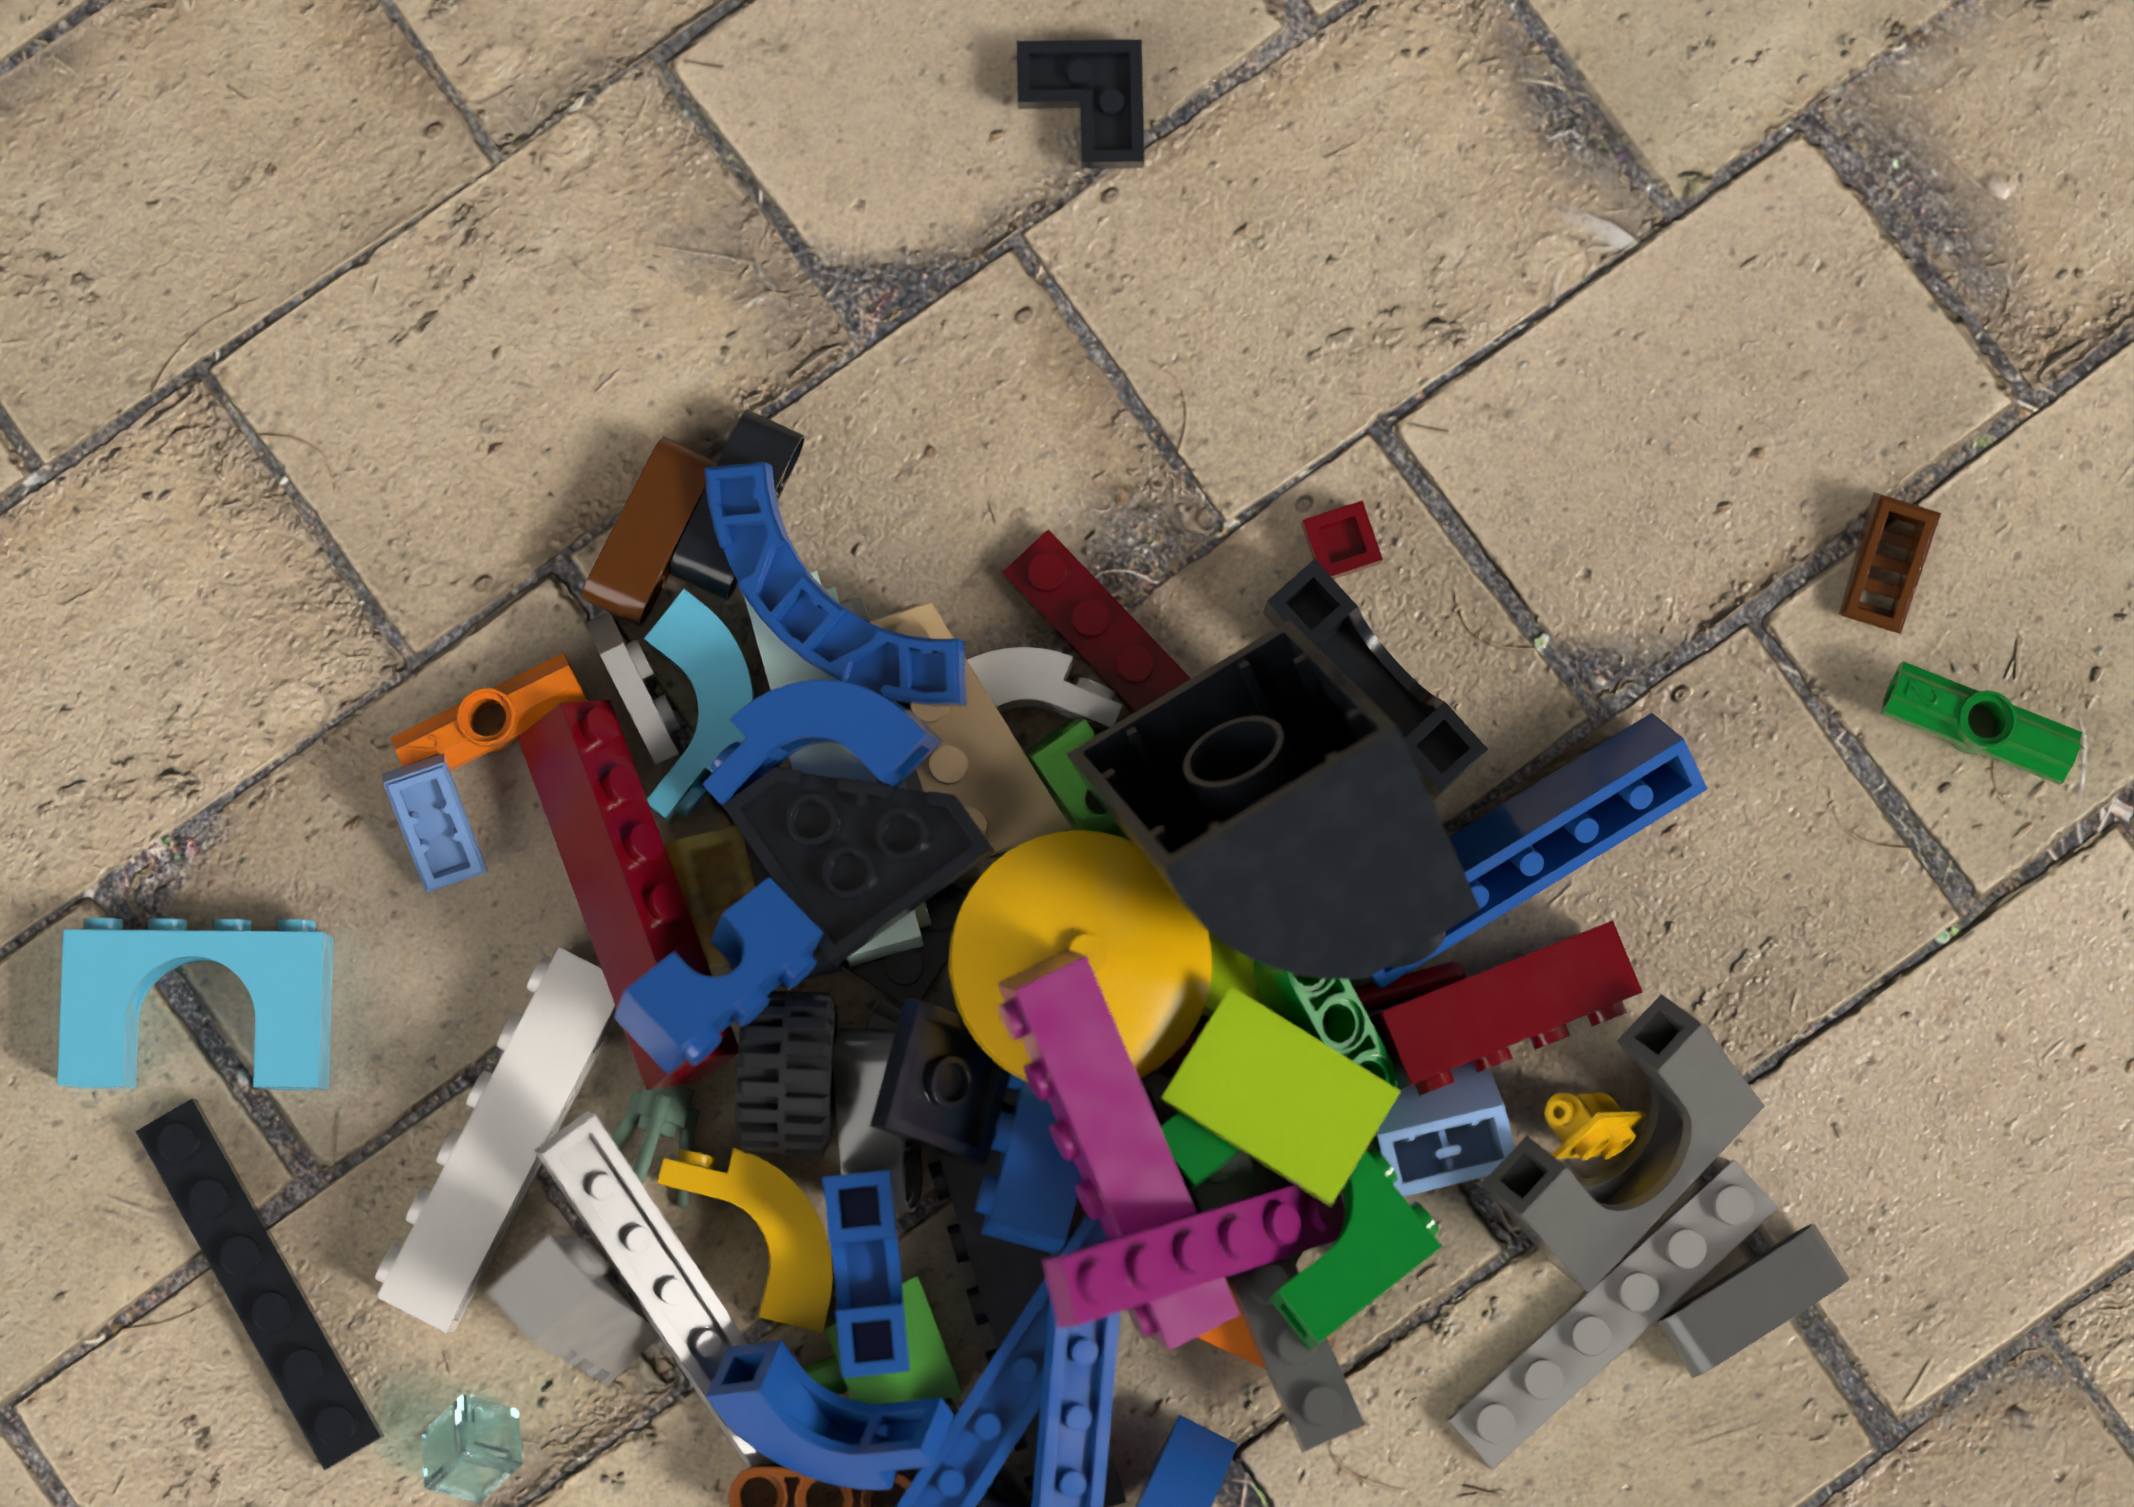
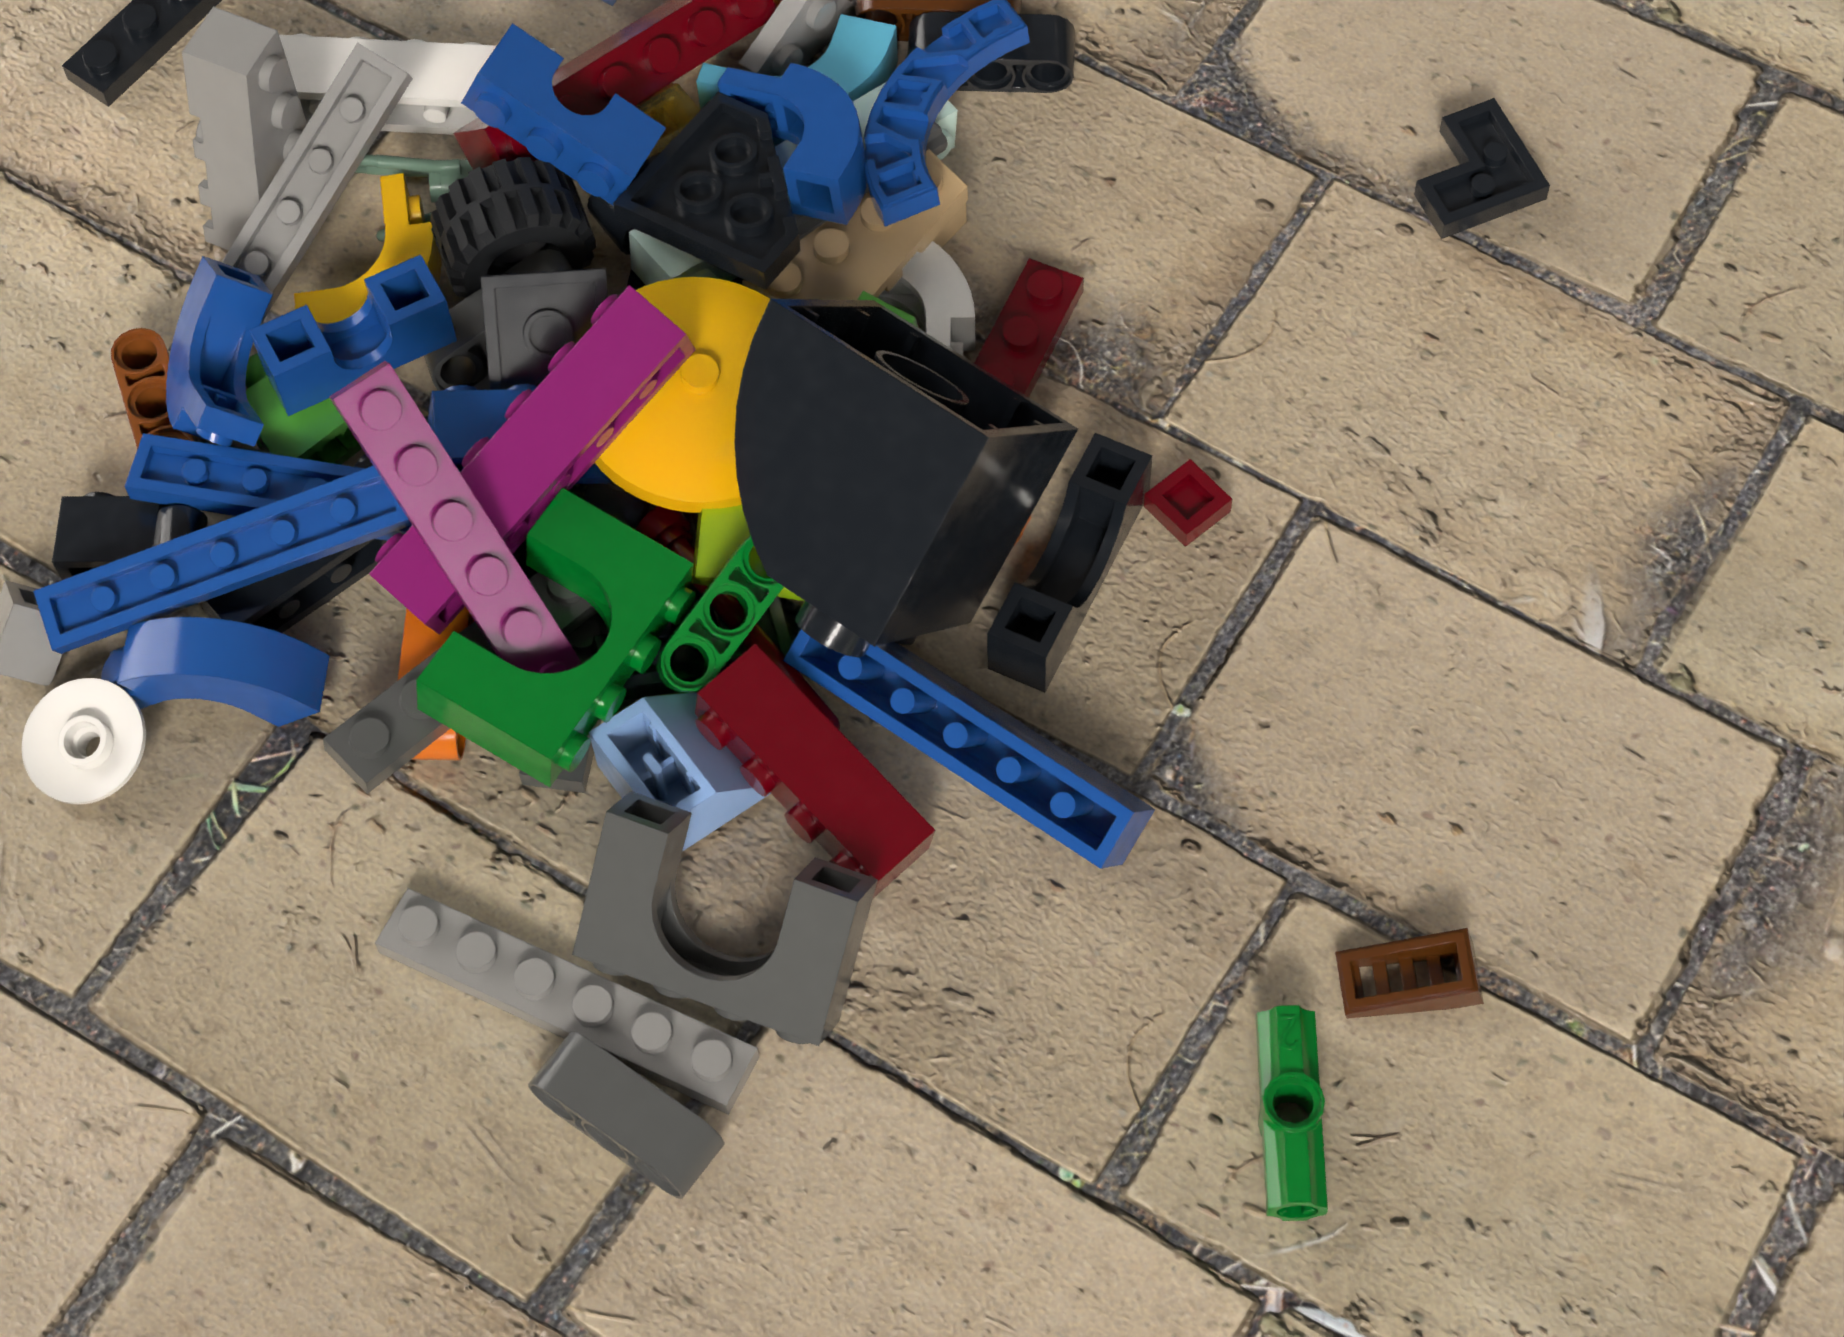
camera: 75 degrees right, 20 degrees down
(471, 1448) = (114, 154): clear light blue panel -> none
(1280, 1096) = (635, 572): lime tile -> none
(1590, 1125) = (727, 887): yellow hinge -> none

